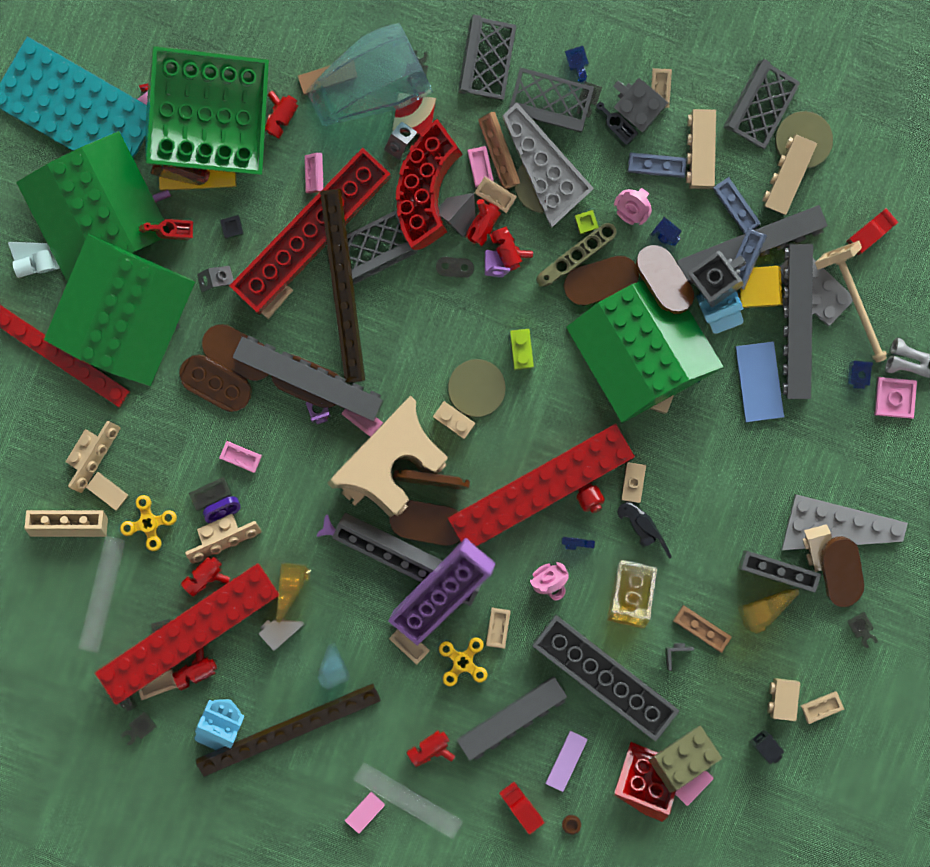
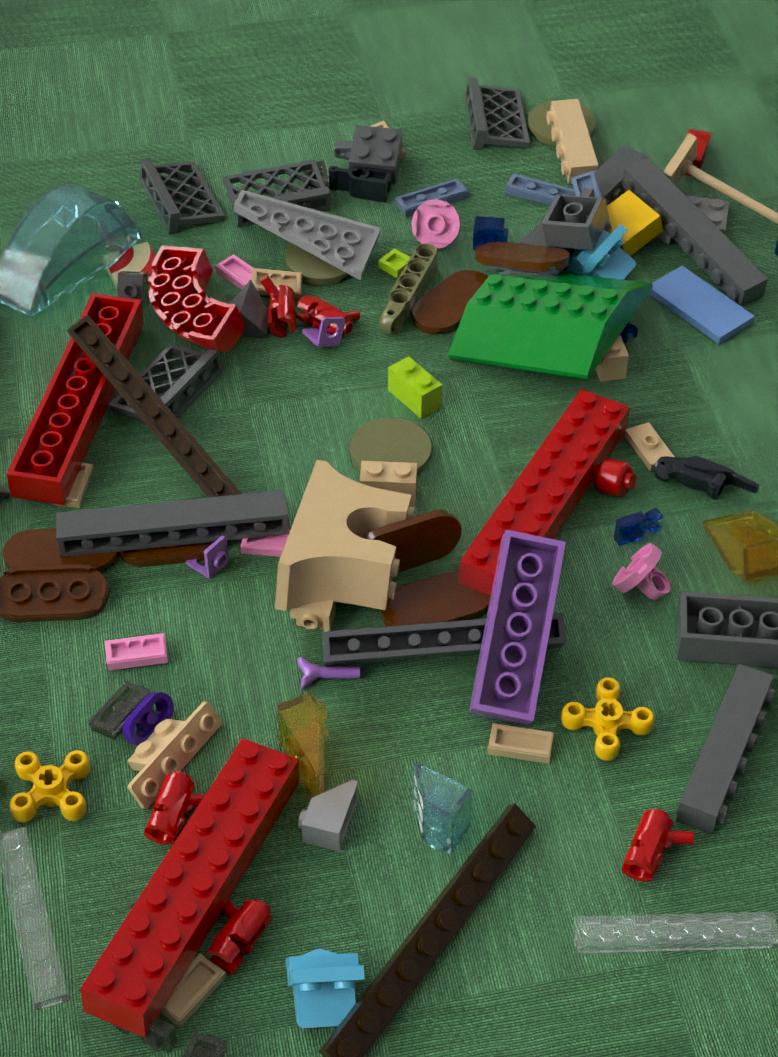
camera: 30 degrees left, 40 degrees down
(313, 173) = (45, 350): bright pink plate -> none
(365, 812) = (627, 984): bright pink tile -> none
(454, 267) = (277, 362): clear smoke plate -> none
(498, 628) = (620, 661): tan plate -> none
(499, 151) = (250, 248): medium nougat tile -> none
(577, 60) = (279, 156): clear blue plate -> none
(702, 149) = (468, 164): tan brick -> none

